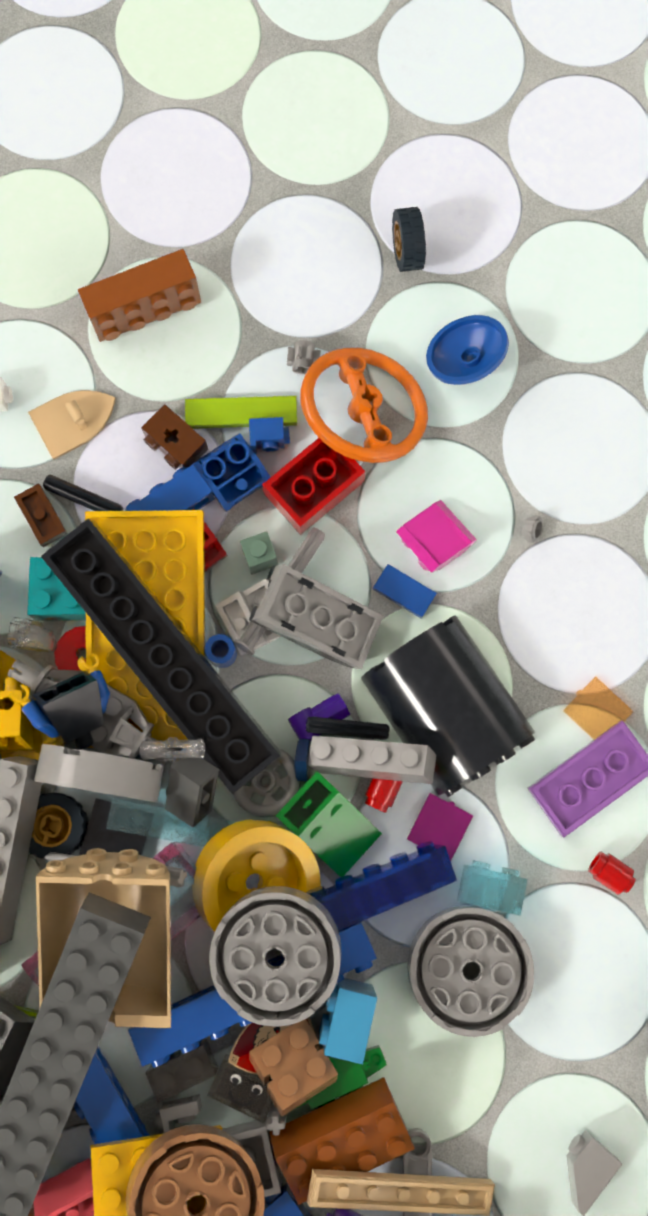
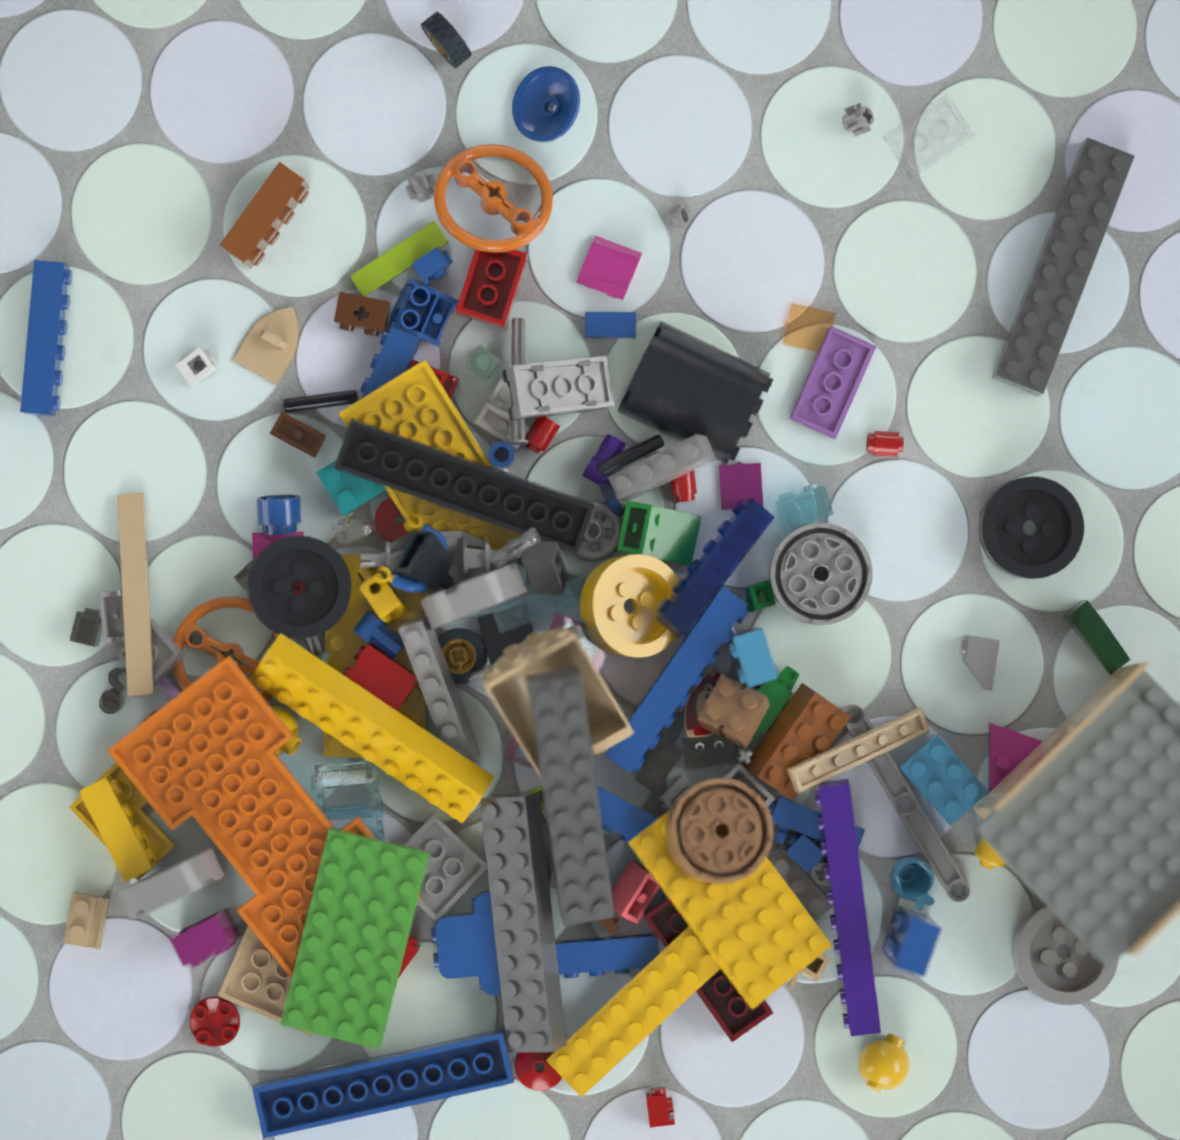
camera: 25 degrees left, 10 degrees up
(272, 654) = (541, 434): none -> red brick
(301, 931) = (683, 616): light grey brick -> none
(393, 953) = (759, 596): none -> green slope

